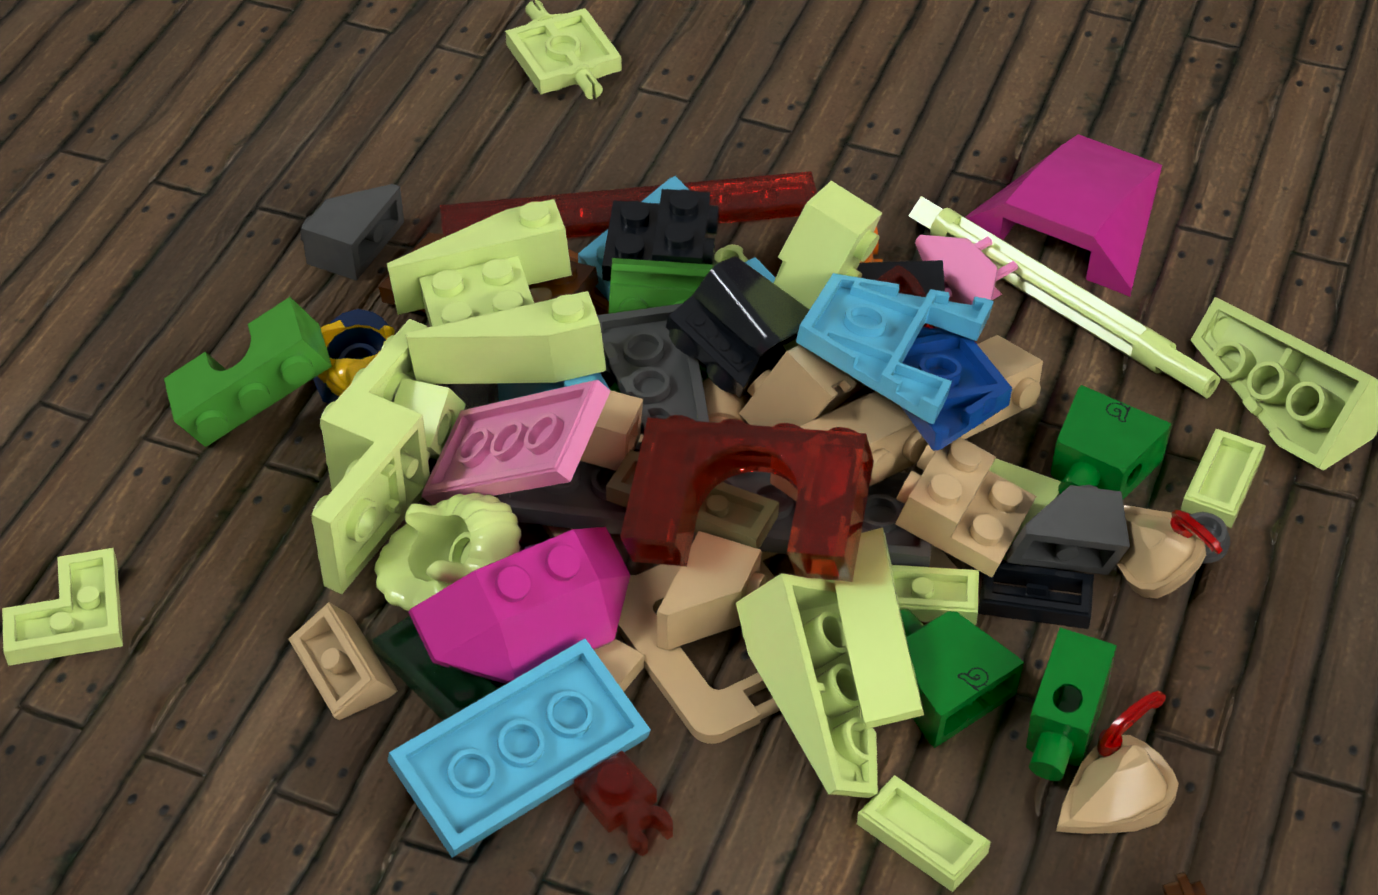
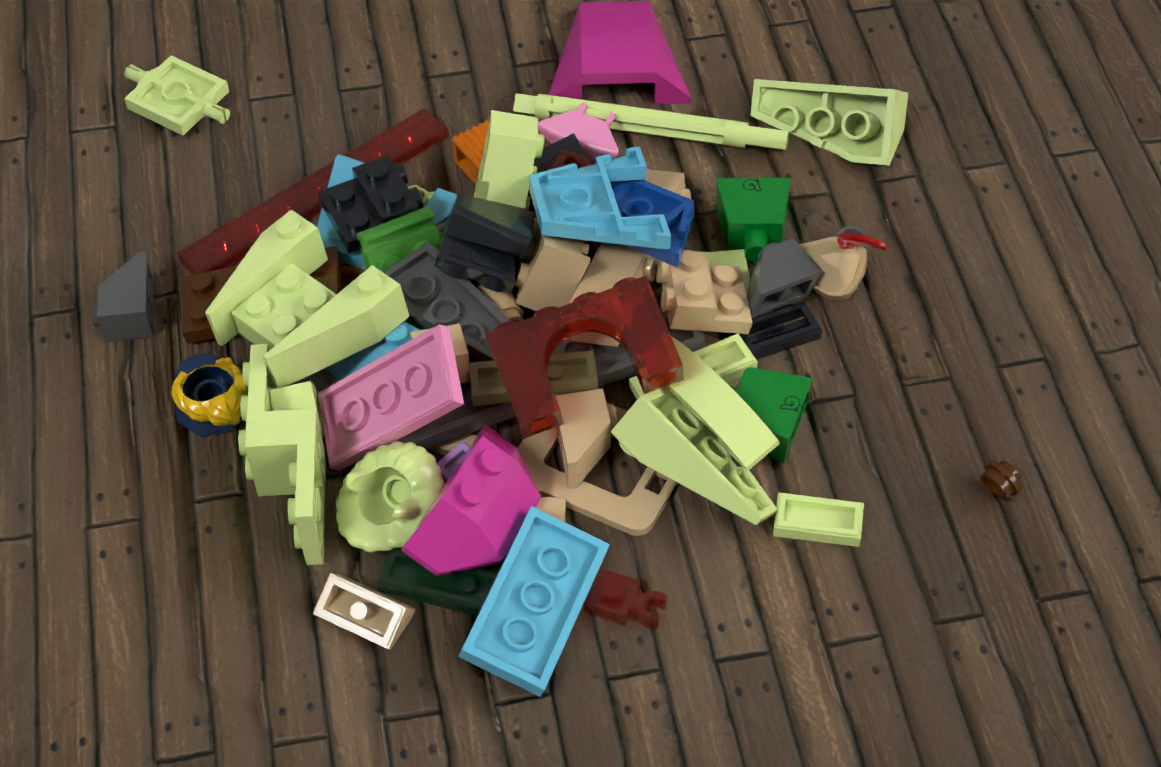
camera: 30 degrees left, 5 degrees up
(76, 623) = (154, 677): yellowish green plate -> none
(282, 357) = (171, 418): bright green arch -> none
(1068, 703) = (855, 390): green torso -> none
(1121, 781) = (911, 425): tan piece -> none
(1223, 476) = (833, 198): yellowish green tile -> none

